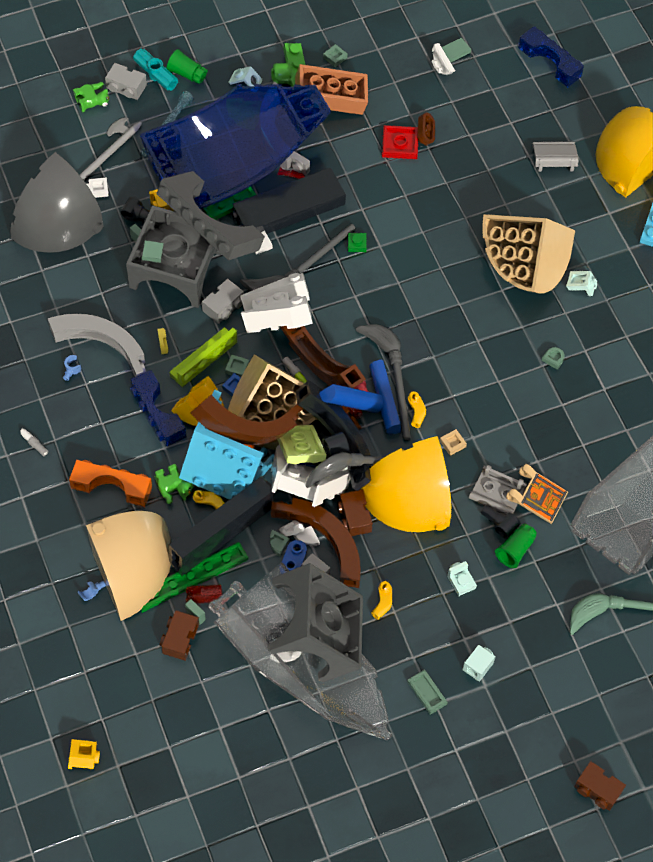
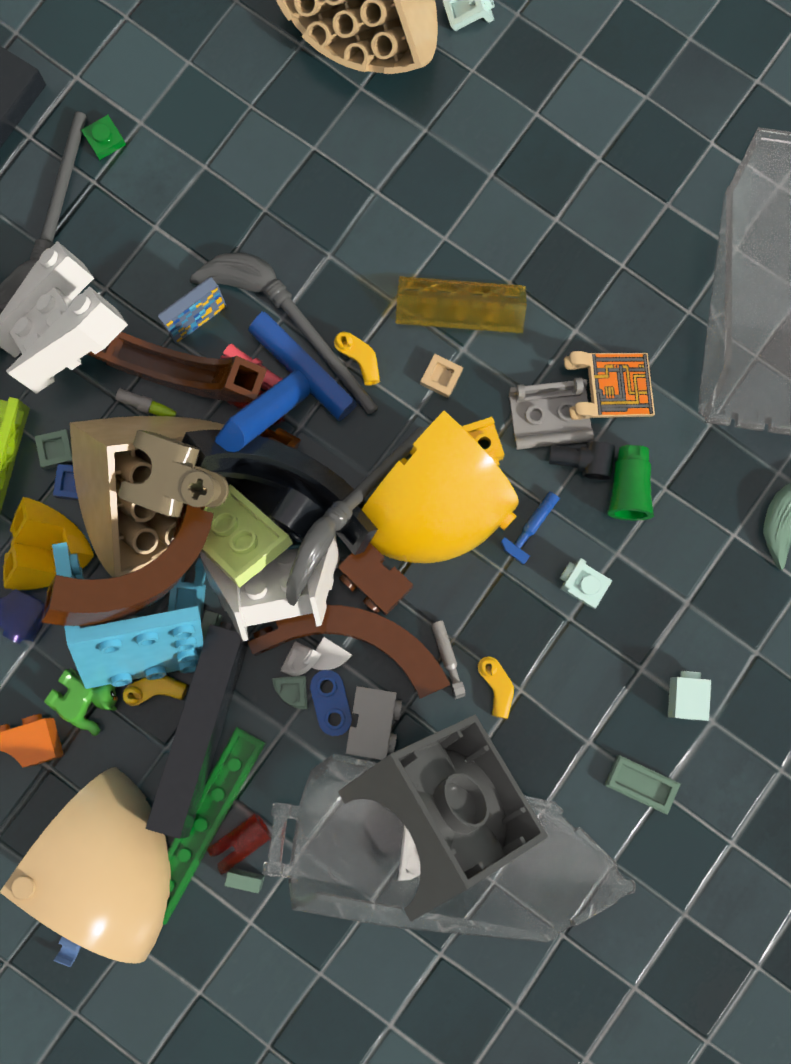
camera: 30 degrees left, 20 degrees up
(177, 639) = (243, 931): reddish brown brick -> none
(289, 395) = (173, 477): none -> dark tan piece
(347, 340) = (192, 310): none -> sand blue tile
(367, 572) = (448, 657): none -> light grey piece
(450, 538) = (530, 528): none -> blue piece
(455, 479) = (486, 430): none -> yellow brick
(484, 414) = (461, 307): none -> clear yellow fence
(554, 357) = (501, 152): sand green tile -> none

